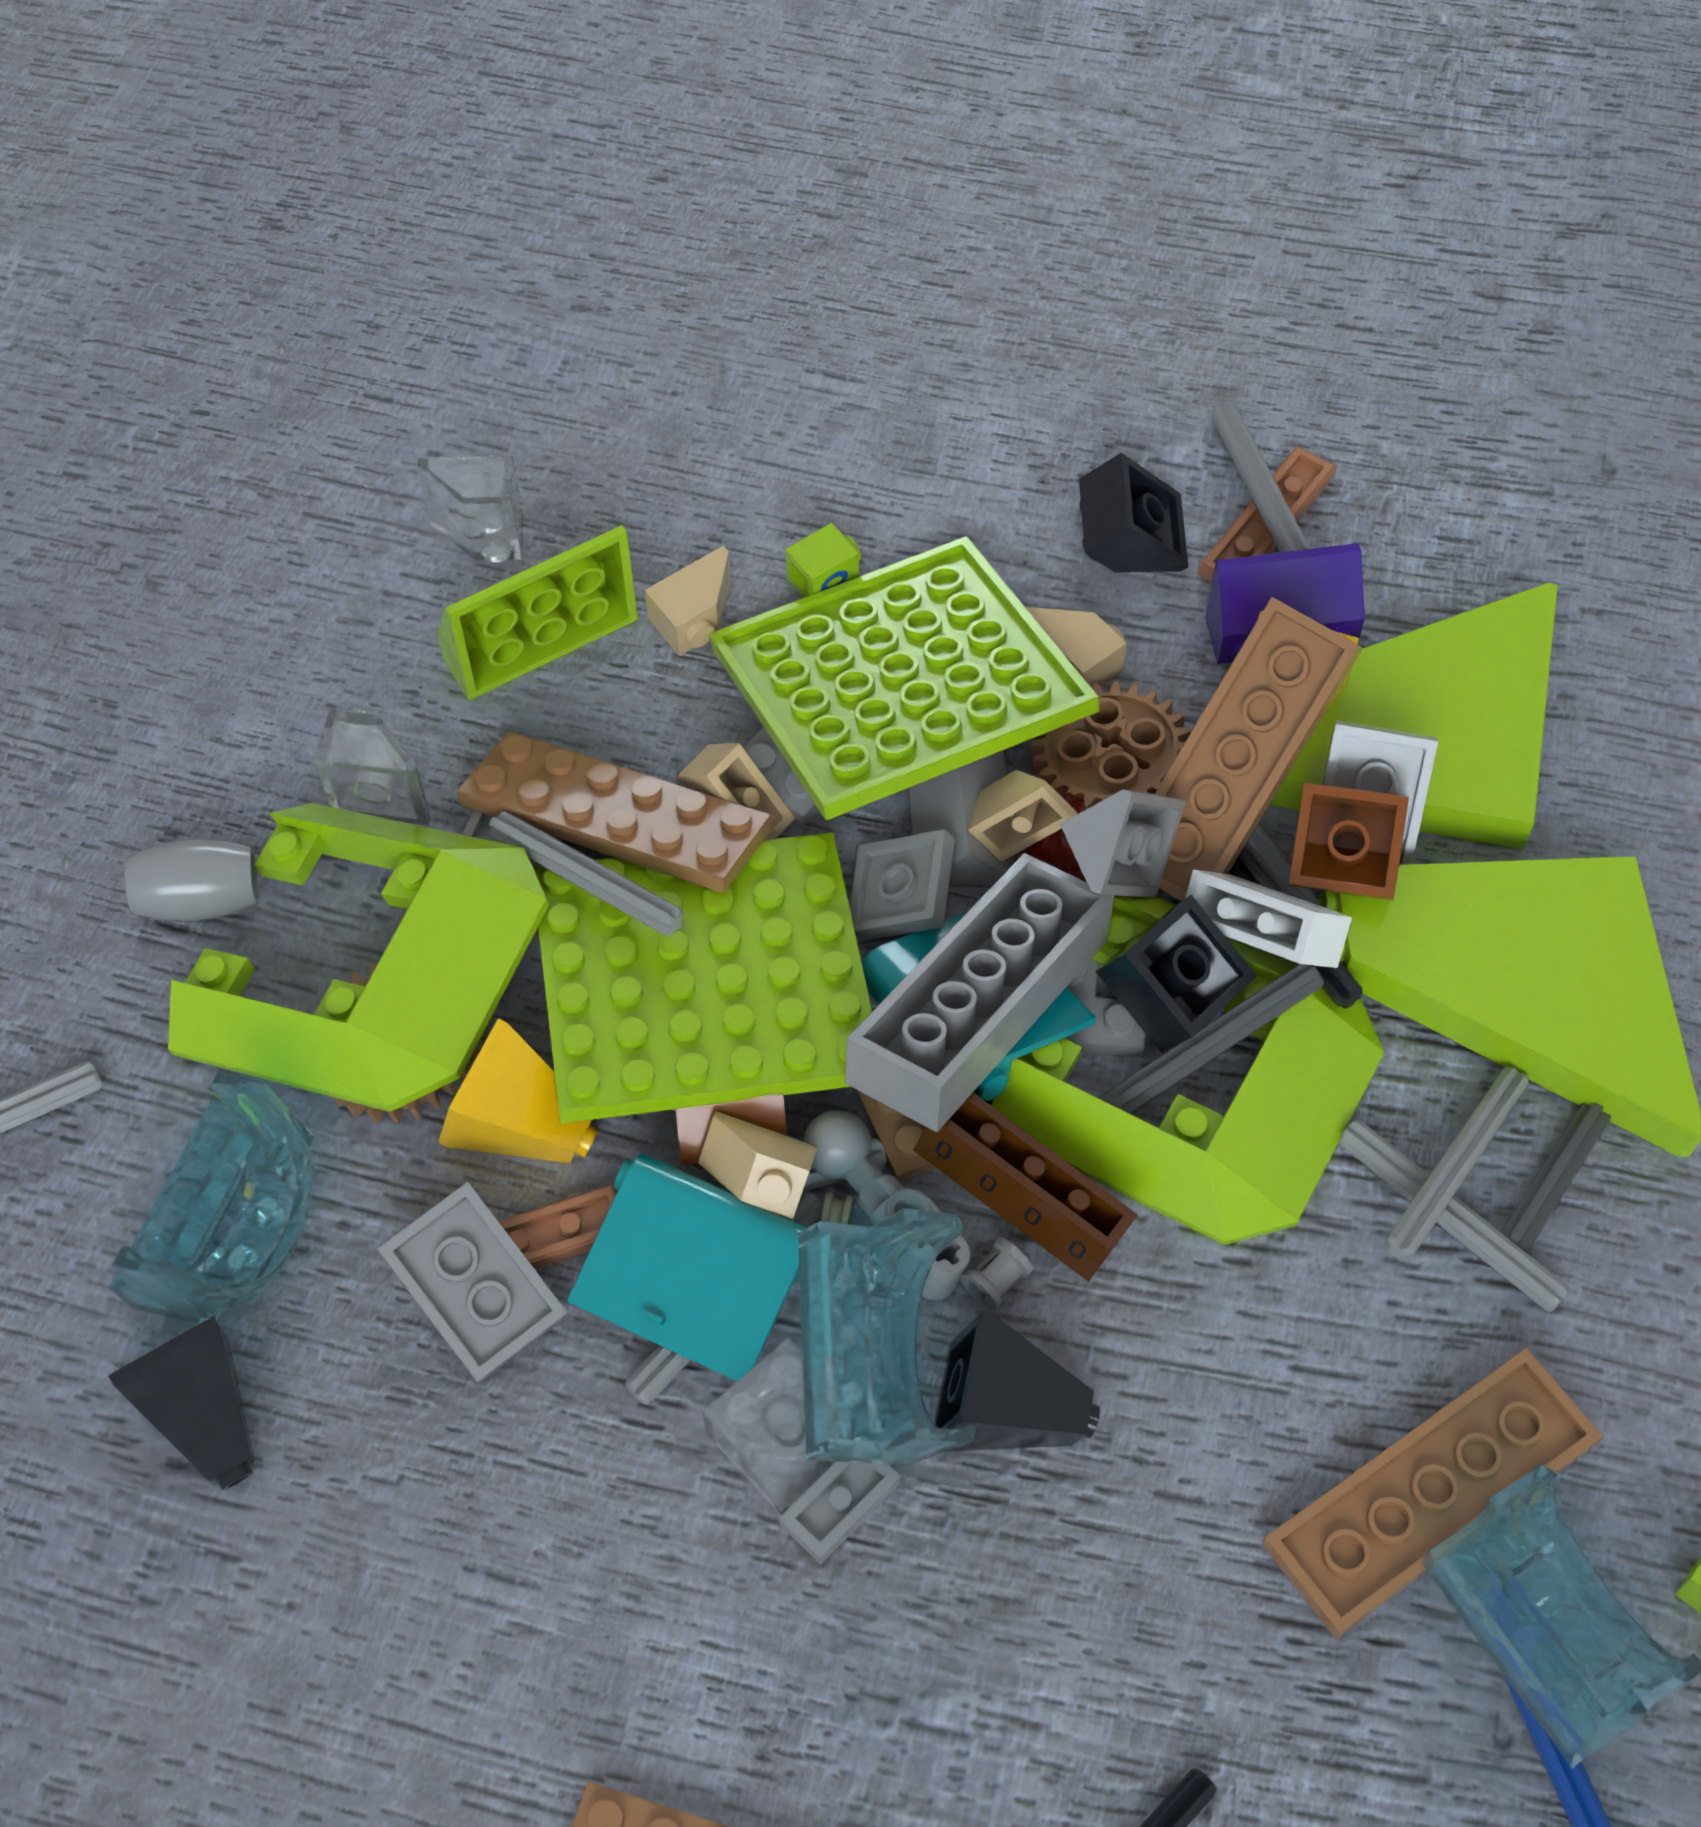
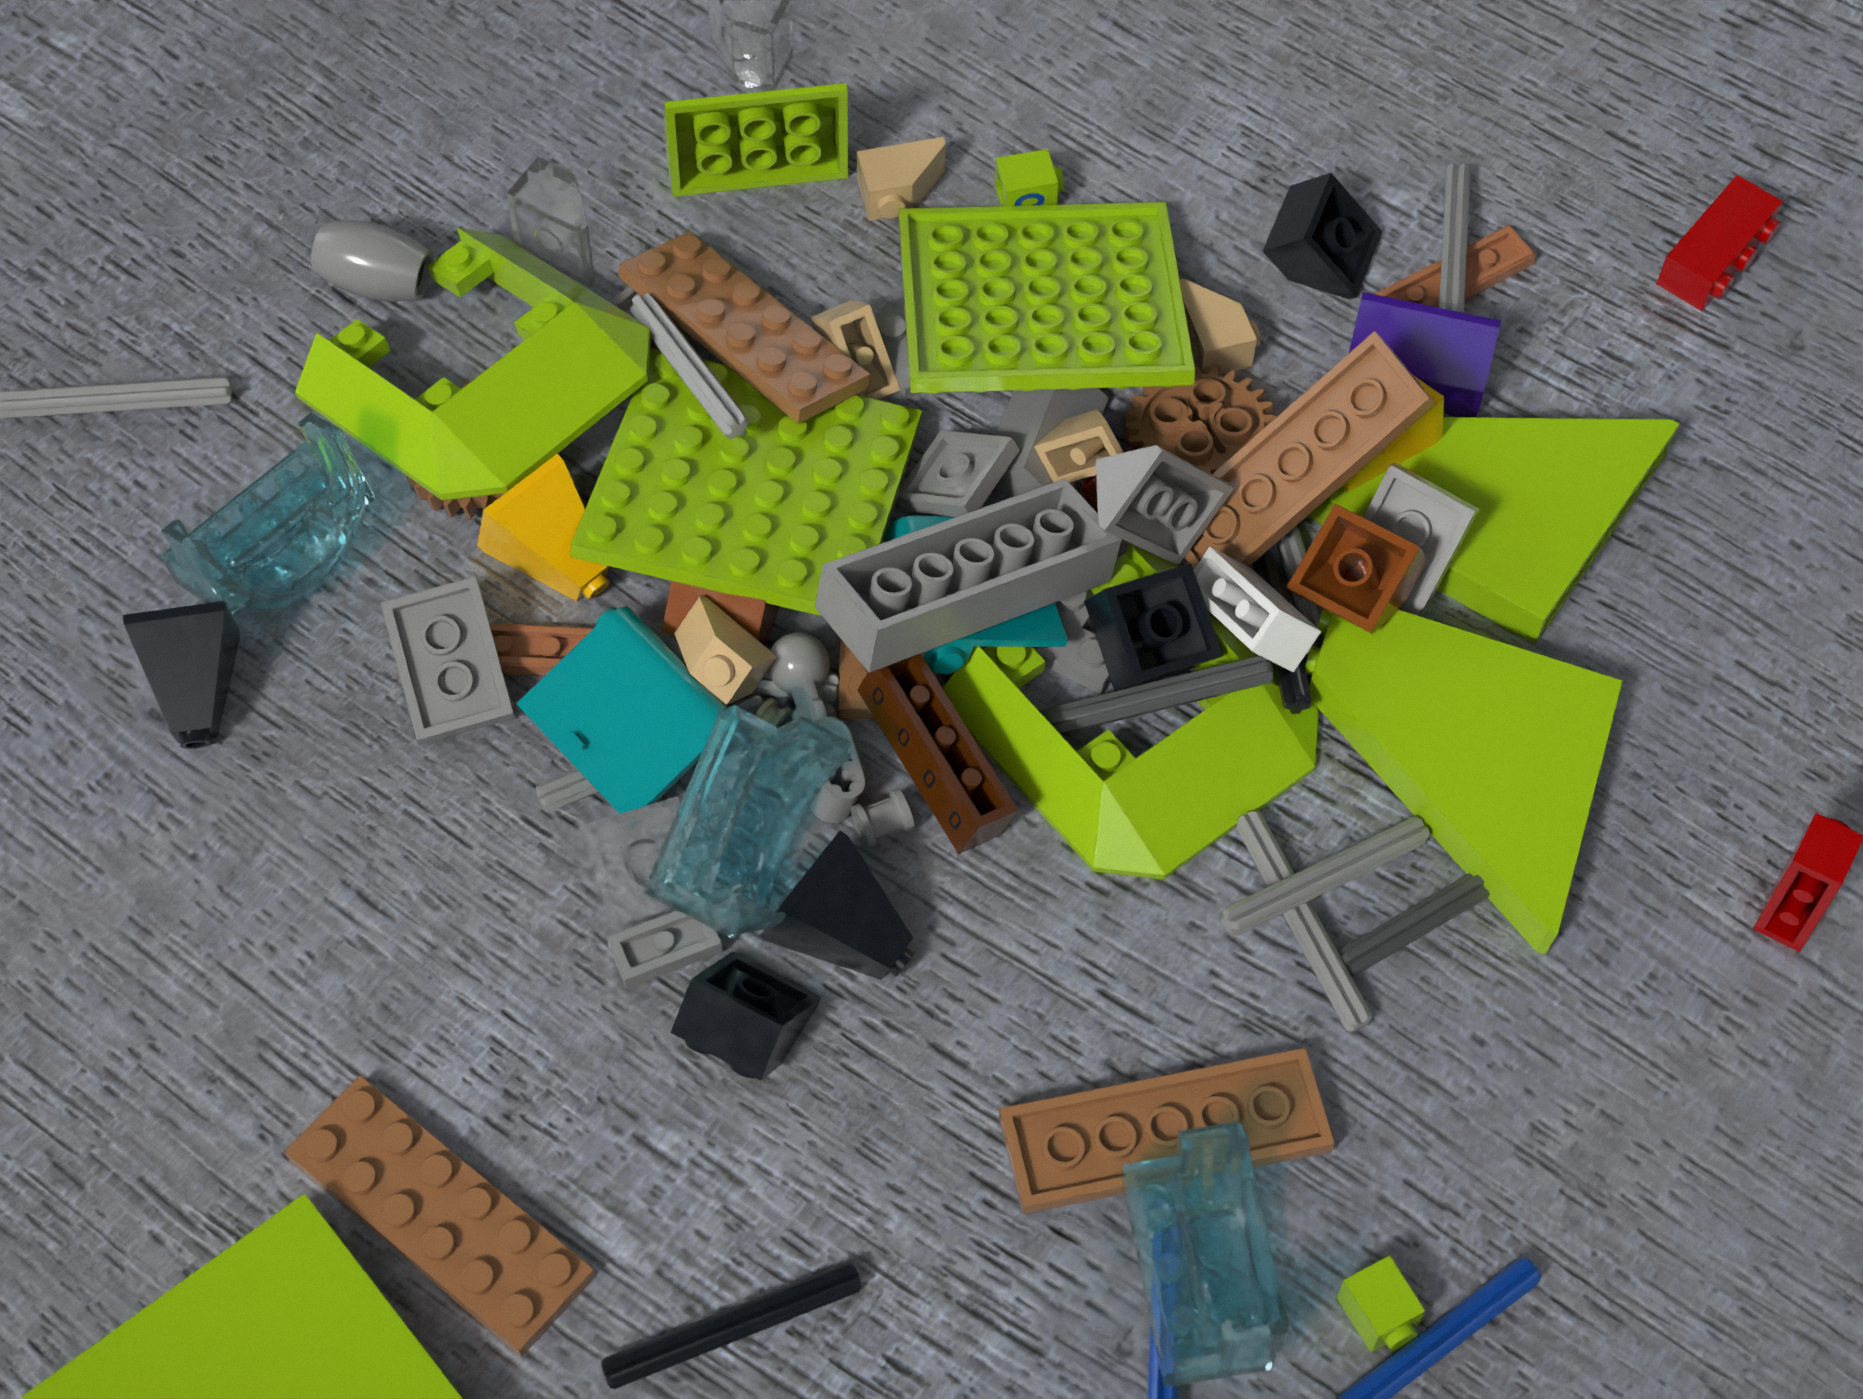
camera: 20 degrees right, 0 degrees up
(960, 1545) = (743, 1015): none -> black slope
(1499, 398) = (1720, 243): none -> red brick

